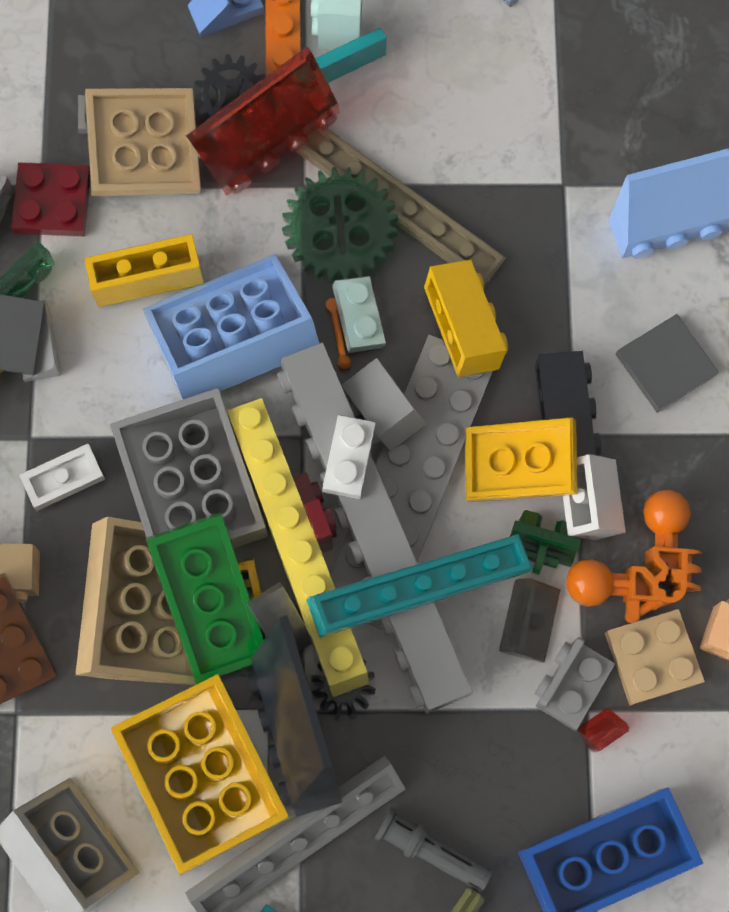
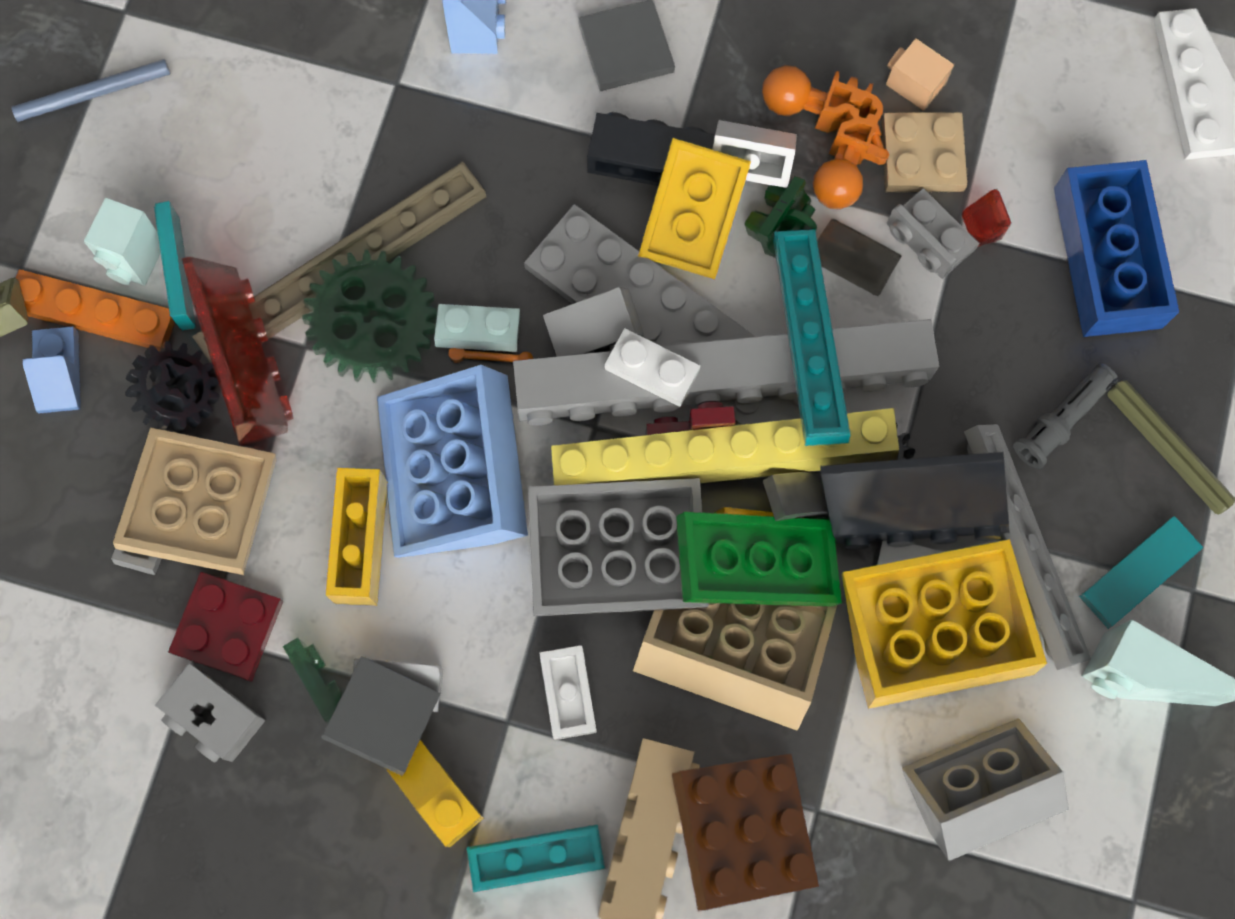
camera: 75 degrees left, 0 degrees up
(465, 318) = (522, 216): yellow brick -> none

